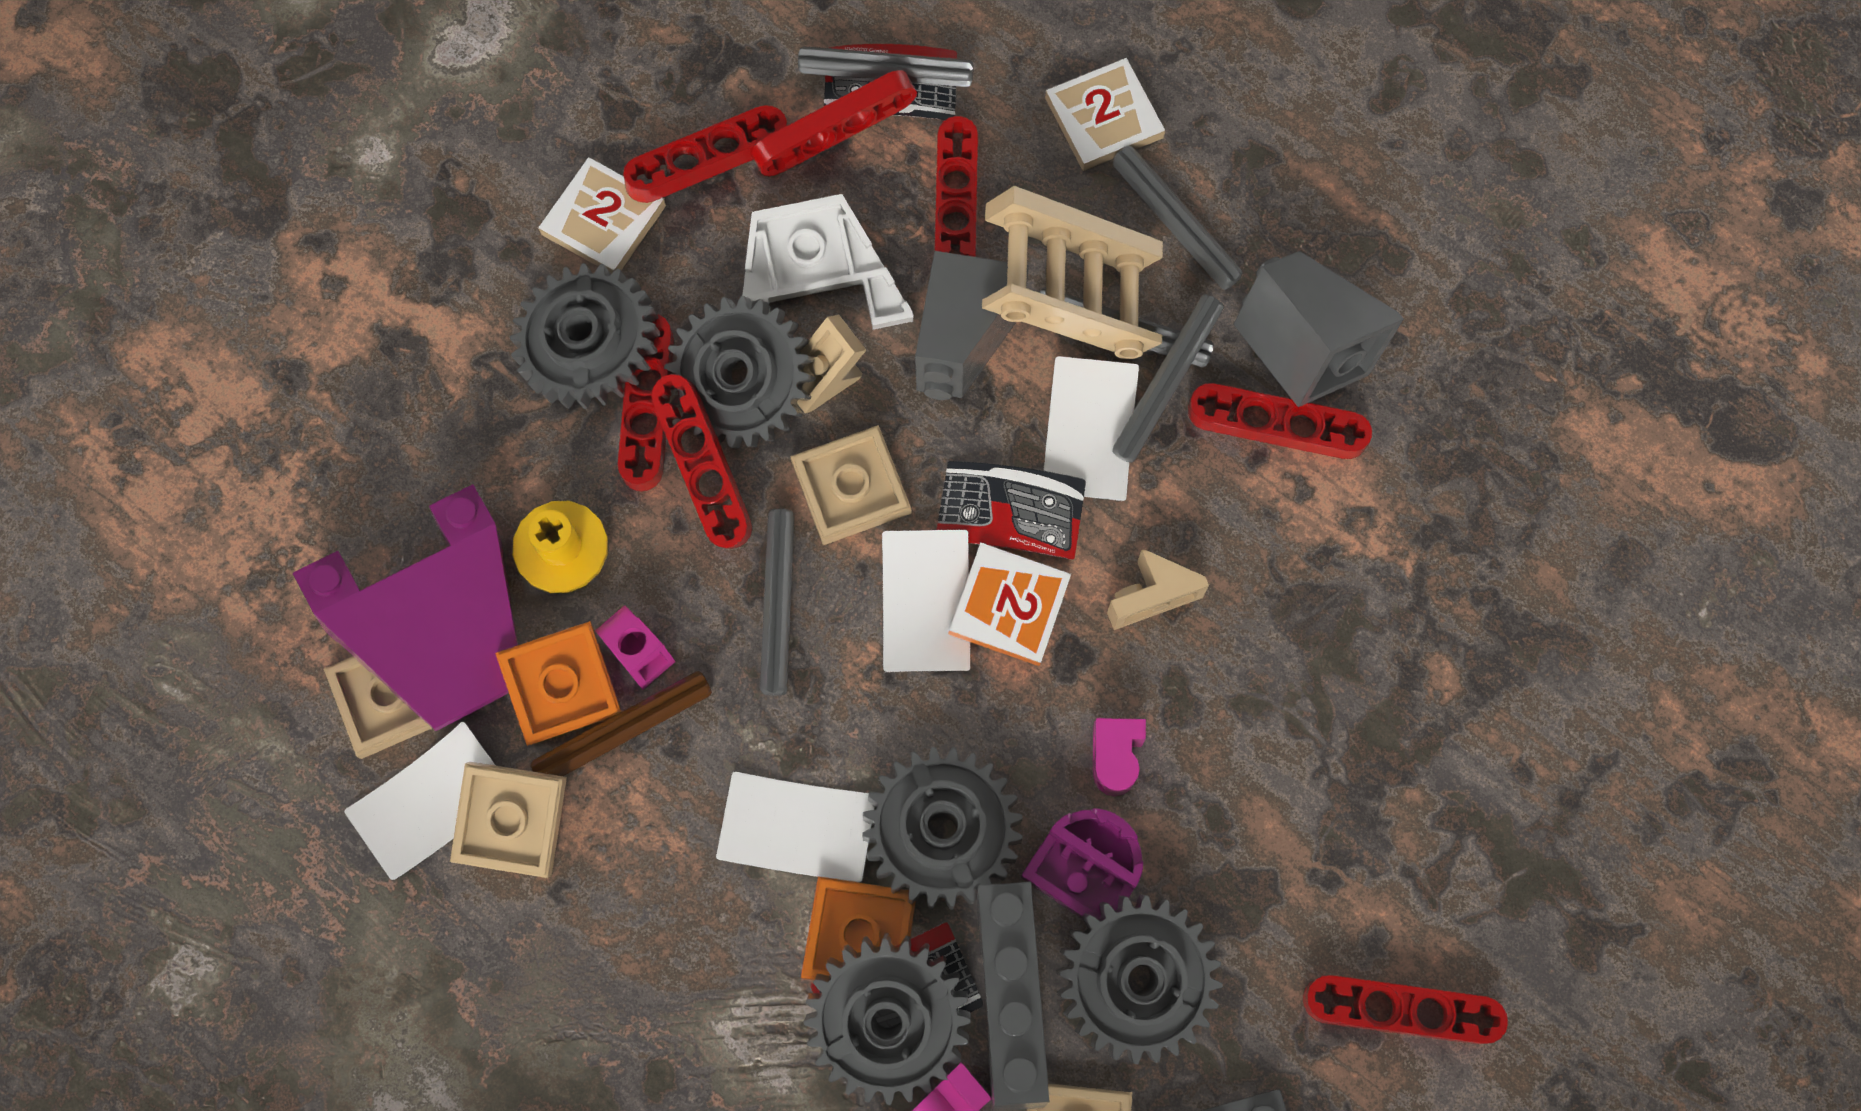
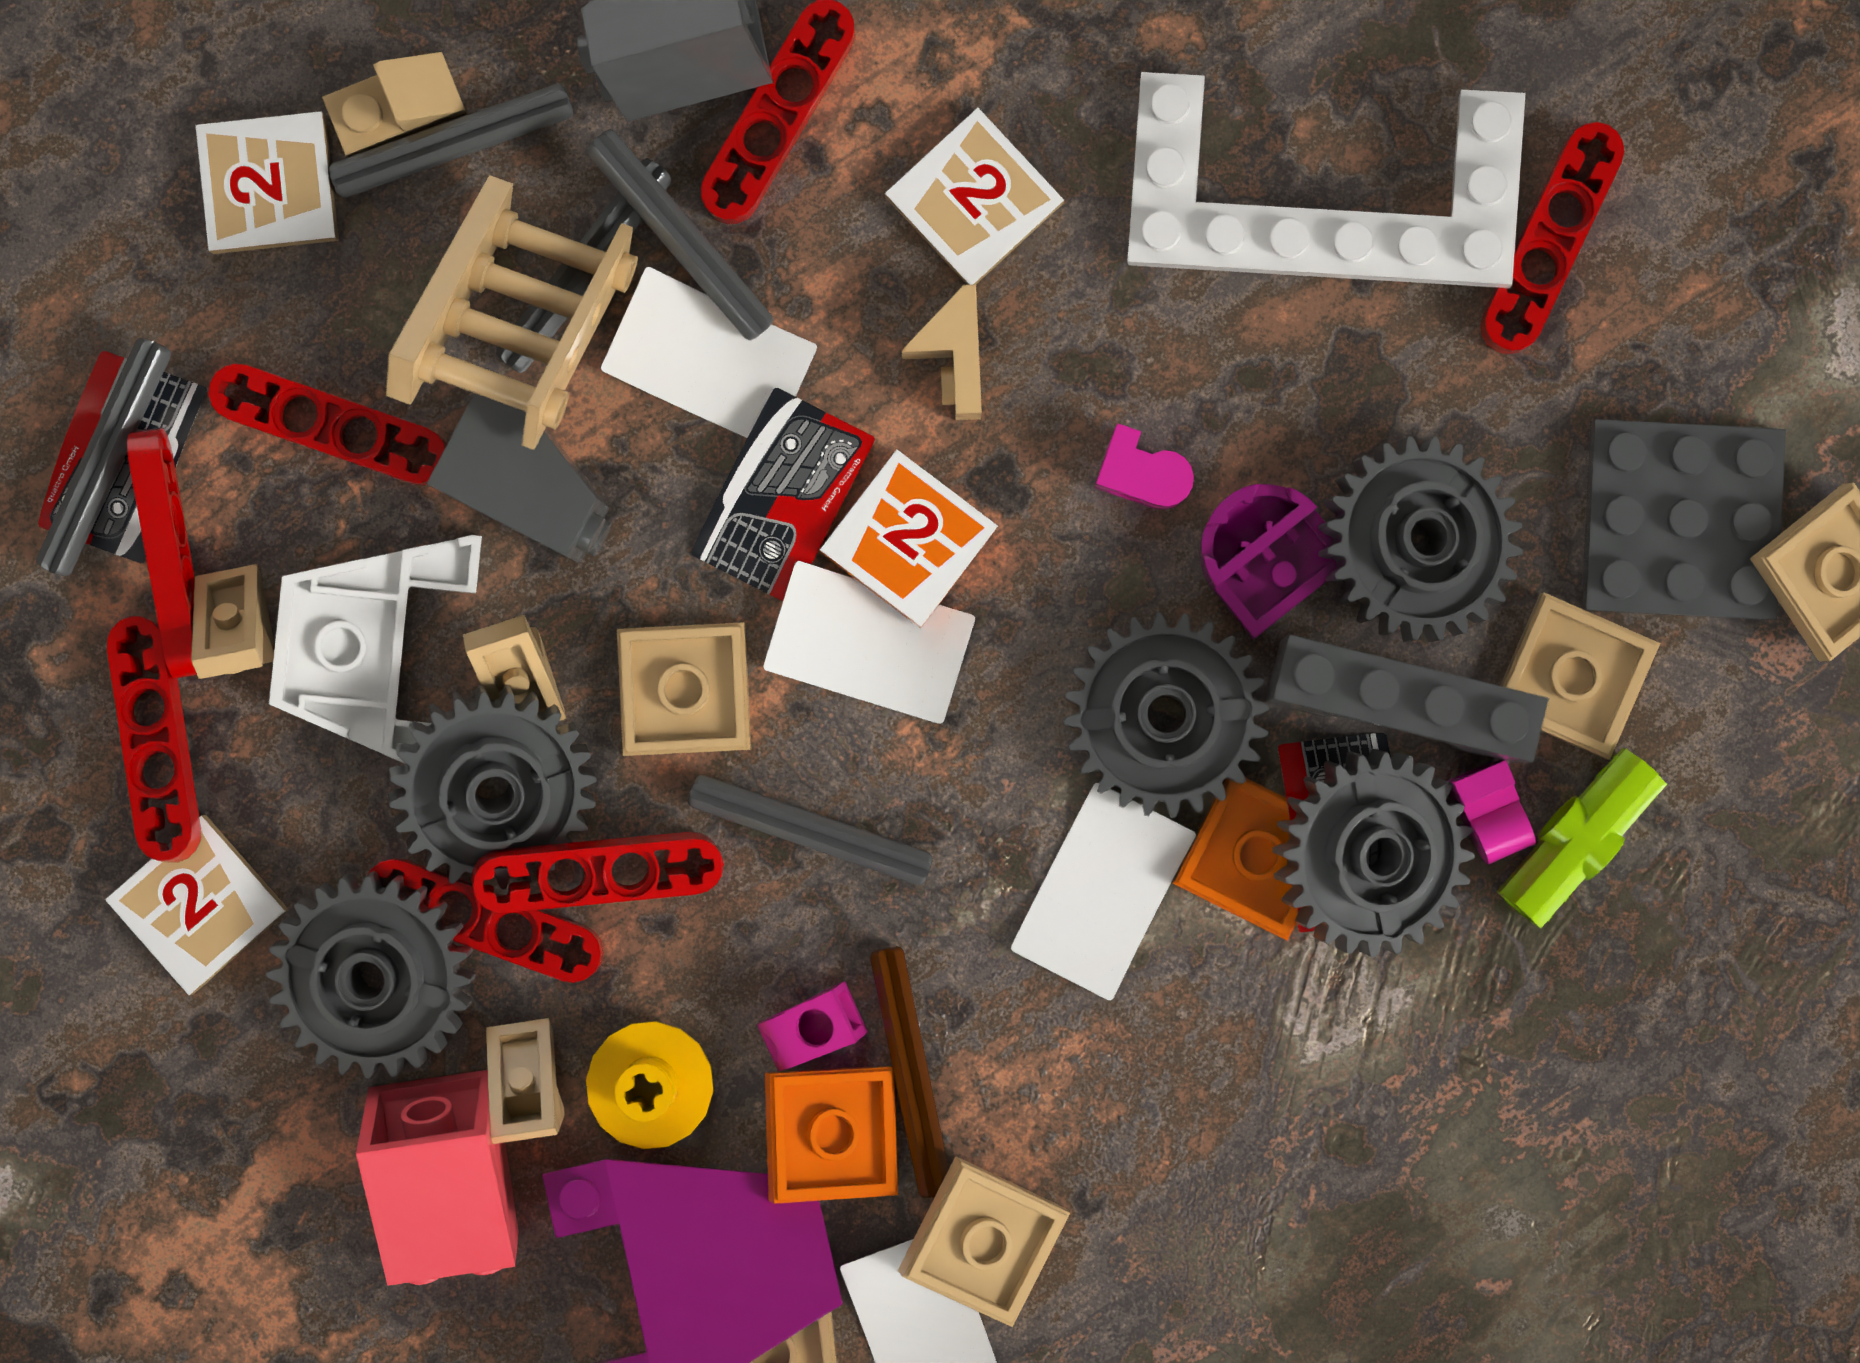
camera: 75 degrees left, 15 degrees up
(453, 421) = (436, 1180): none -> coral slope
(536, 456) = (522, 1081): none -> tan slope
(798, 174) = (230, 623): none -> tan slope
(1190, 174) = (395, 103): none -> tan slope
(1270, 573) = (974, 198): none -> tile
(1370, 939) = (1461, 249): none -> white plate

